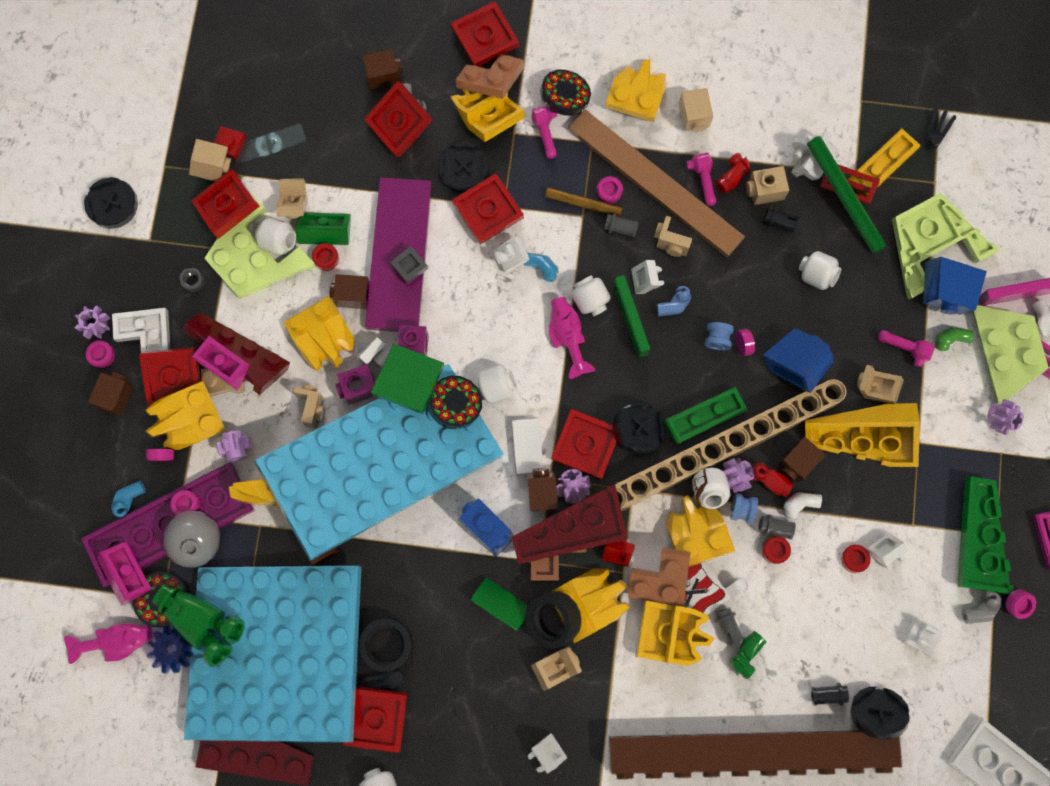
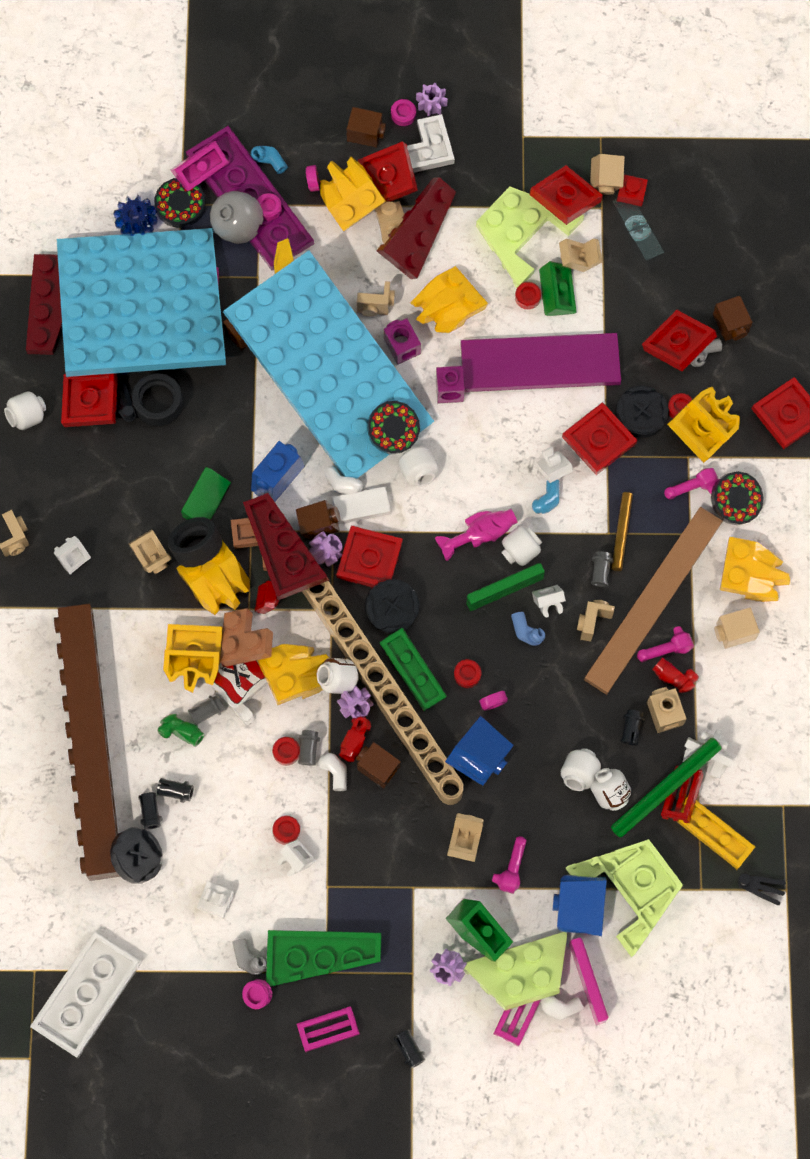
camera: 80 degrees right, 5 degrees down
(111, 203) = (554, 96): black tile -> none
(116, 641) = (138, 171): dark pink animal -> none
(185, 274) = (488, 171): dark grey axle -> none
(194, 617) = (161, 229): green piece -> none
(221, 362) = (402, 212): dark pink slope -> none
(234, 446) = (328, 240): lavender gear -> none
(275, 236) = (540, 245): white head -> none
(350, 291) = (494, 320): reddish brown brick -> none
(373, 353) = (434, 350): white tile -> none
(407, 378) = (408, 378): green tile -> none
(409, 265) = (526, 369): dark grey plate -> none
(461, 133) = (677, 403): none -> red tile
(491, 82) = (736, 427): nougat plate -> none
(504, 462) = (342, 484): none -> white arm
(609, 190) = (639, 555): dark pink tile -> none
(712, 364) = (467, 673): none -> red tile
(719, 336) = (496, 674): medium blue wheel -> none
(744, 508) = (322, 713): medium blue wheel -> none
(810, 663) = (175, 790): none -> black pin
(843, 244) = (611, 789): none -> white head
(877, 433) = (417, 842): yellow wedge -> none
(951, 335) = (532, 912): bright green arm -> none
(970, 383) = (479, 928): none -> green slope

